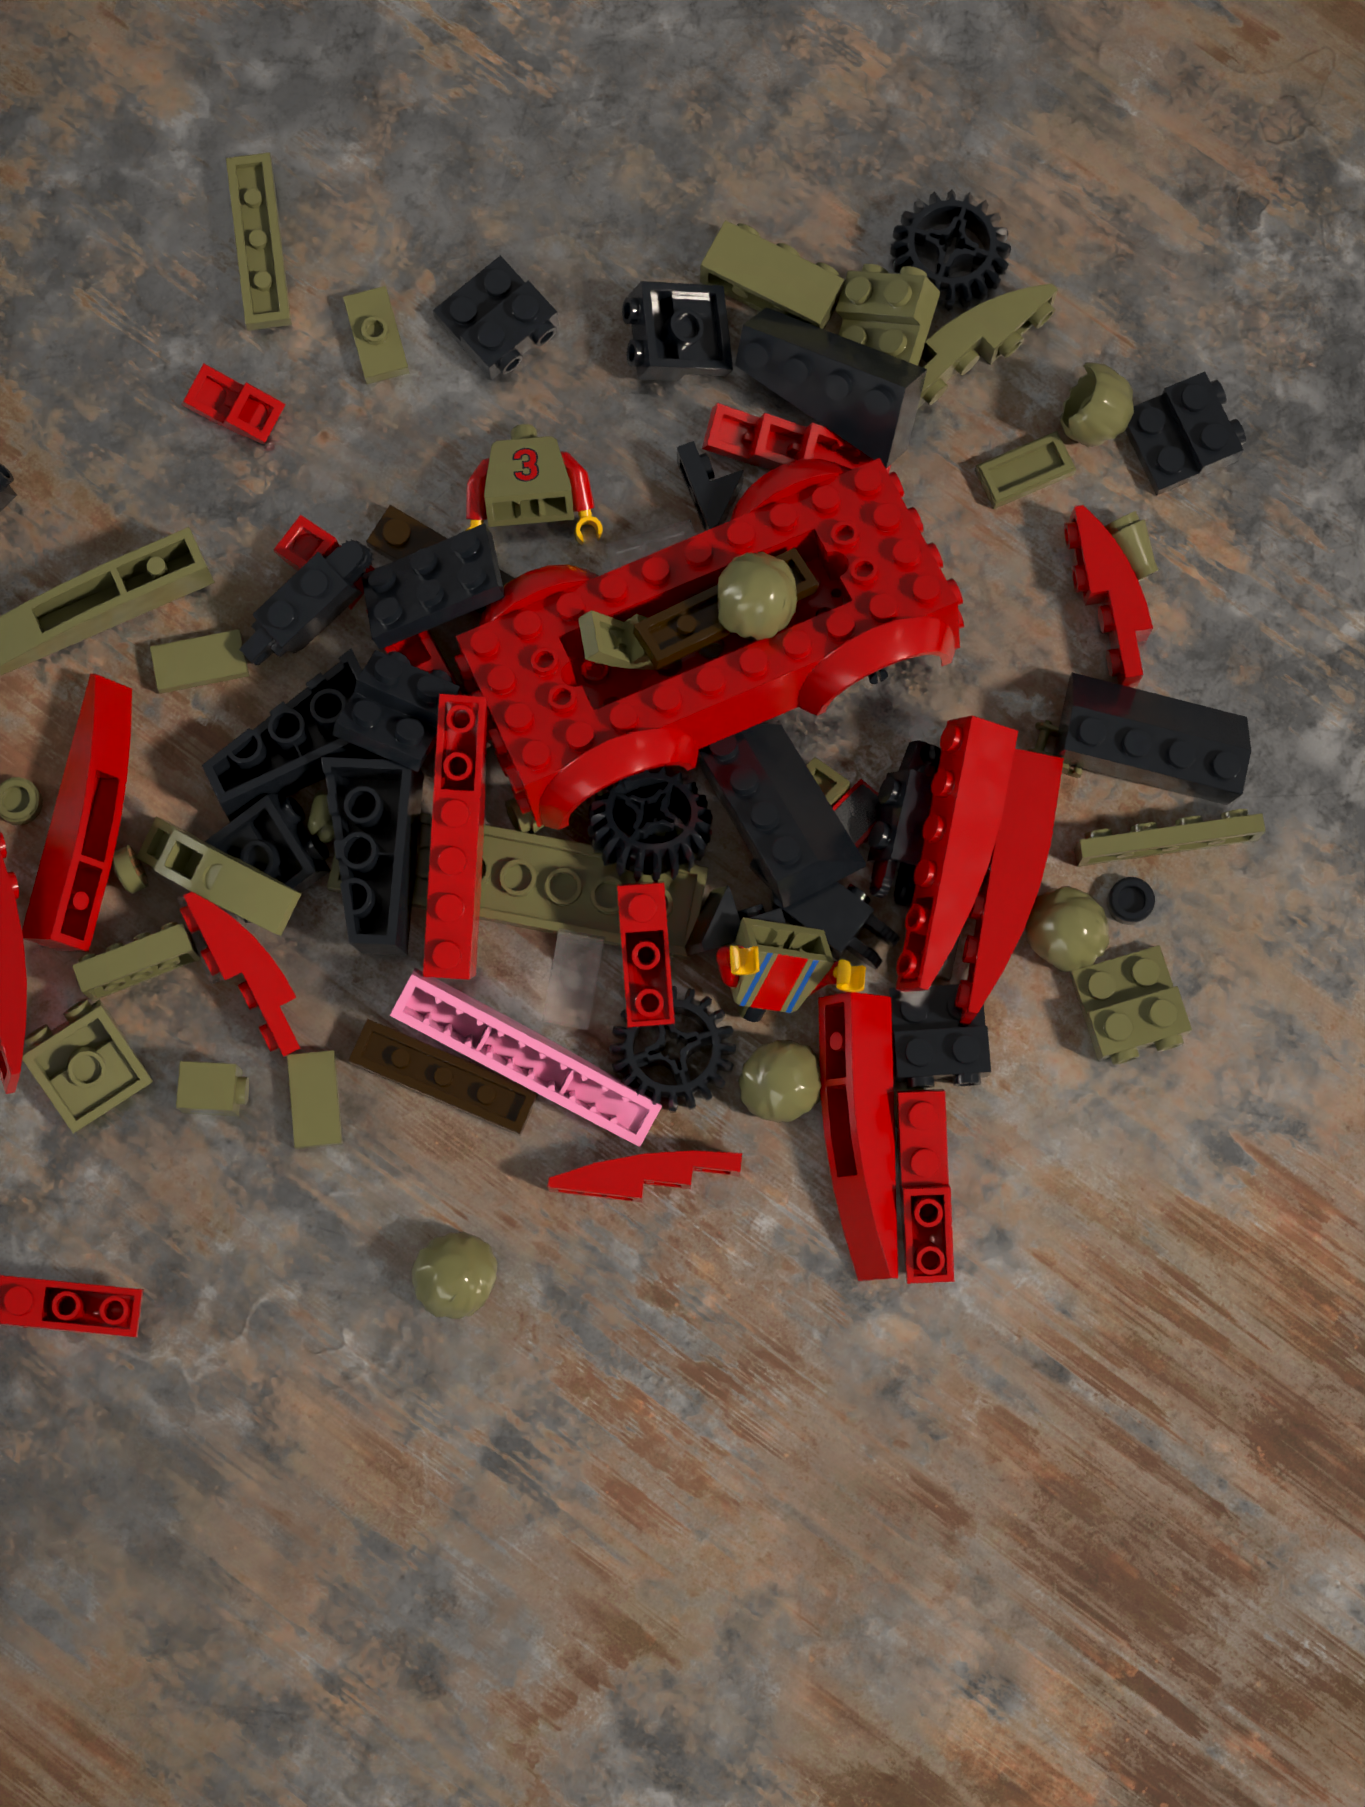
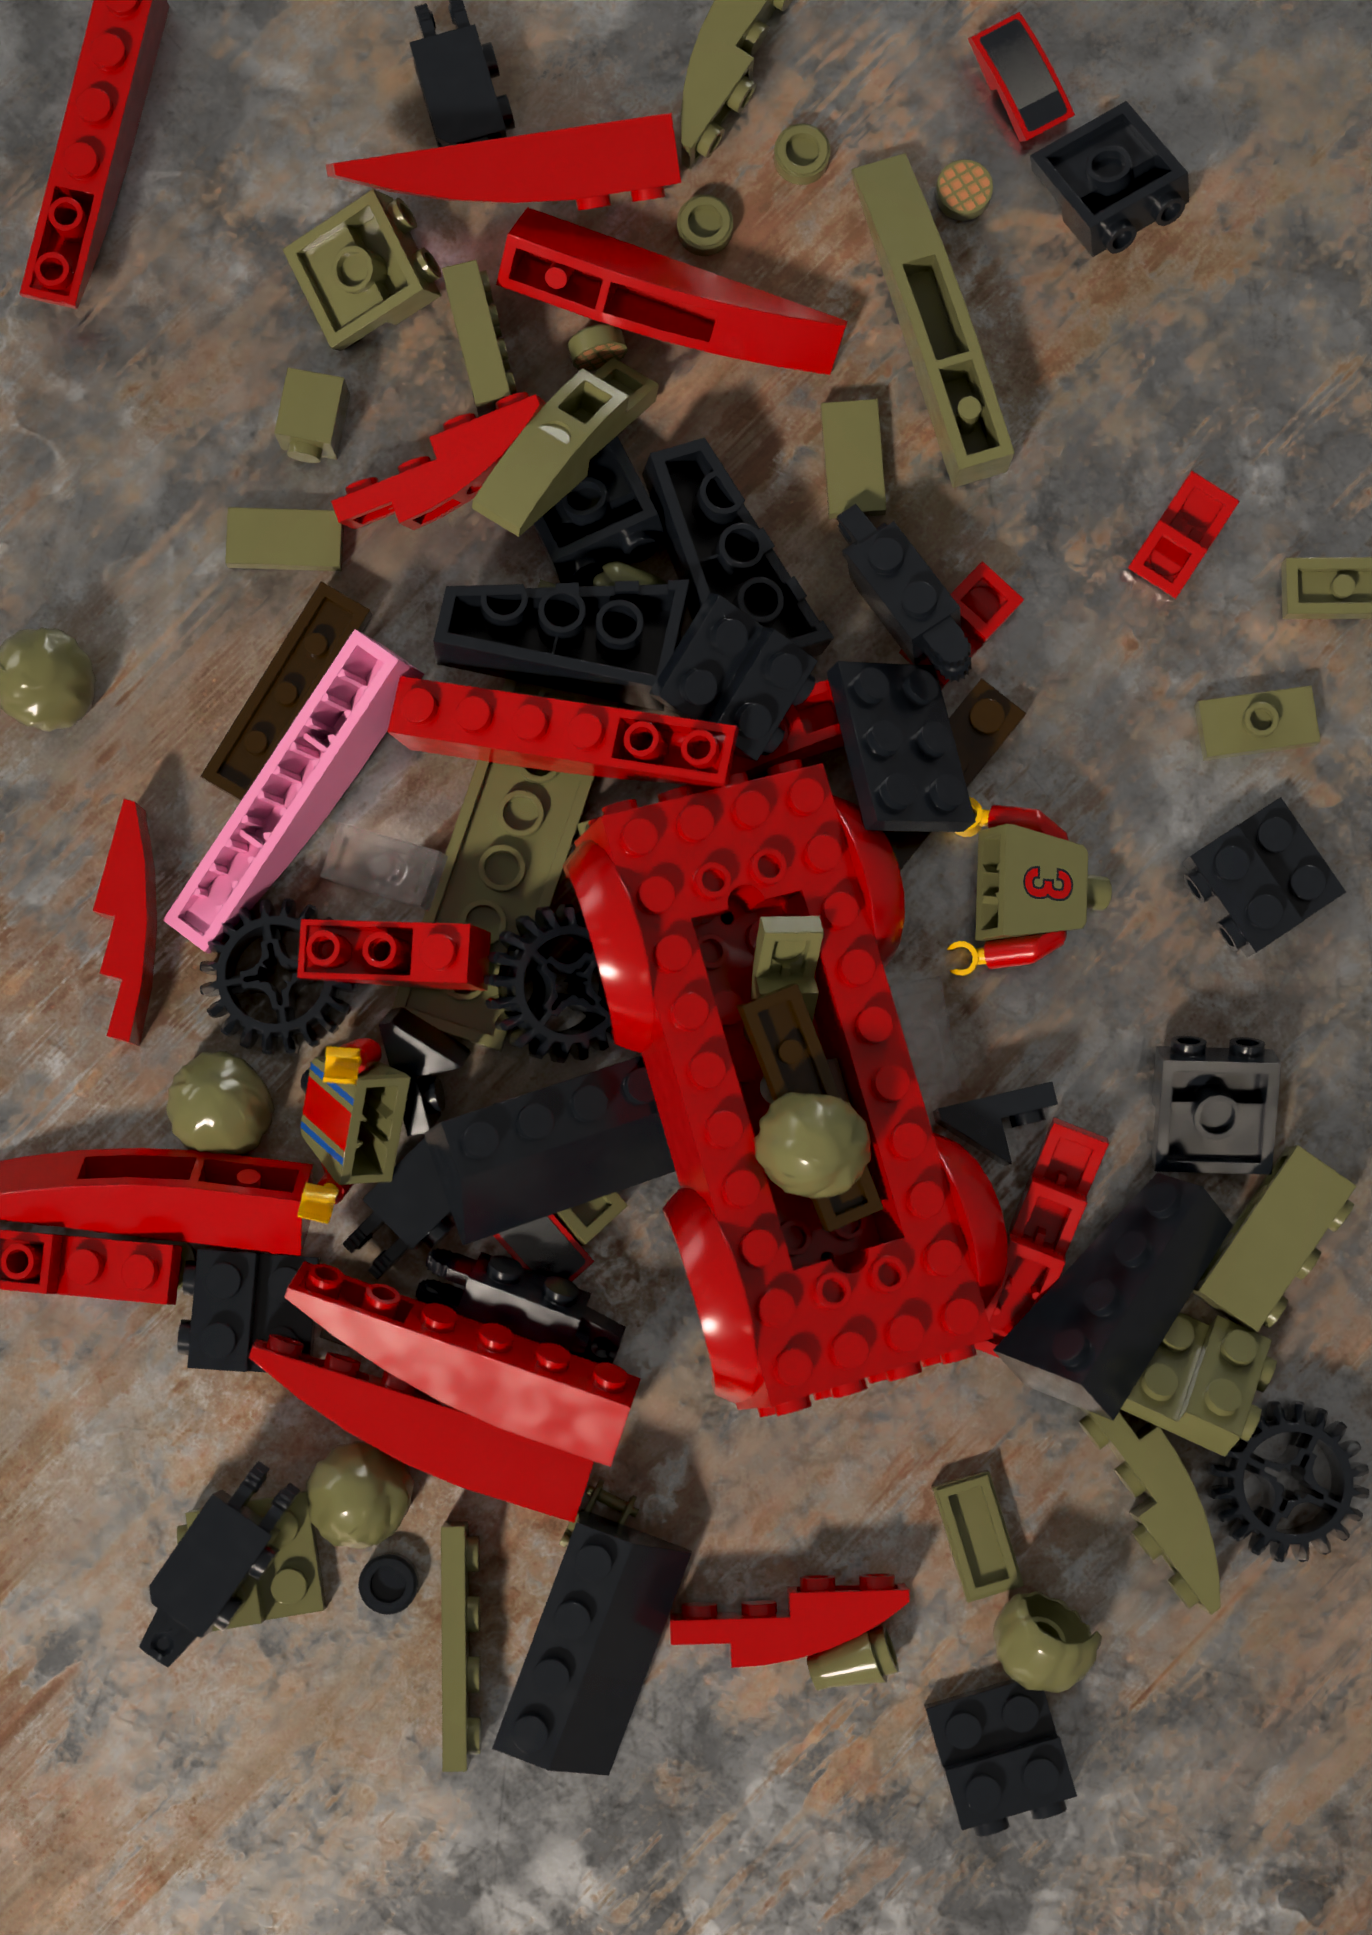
camera: 95 degrees right, 5 degrees up
(1140, 1019) = (211, 1565): none -> black hinge

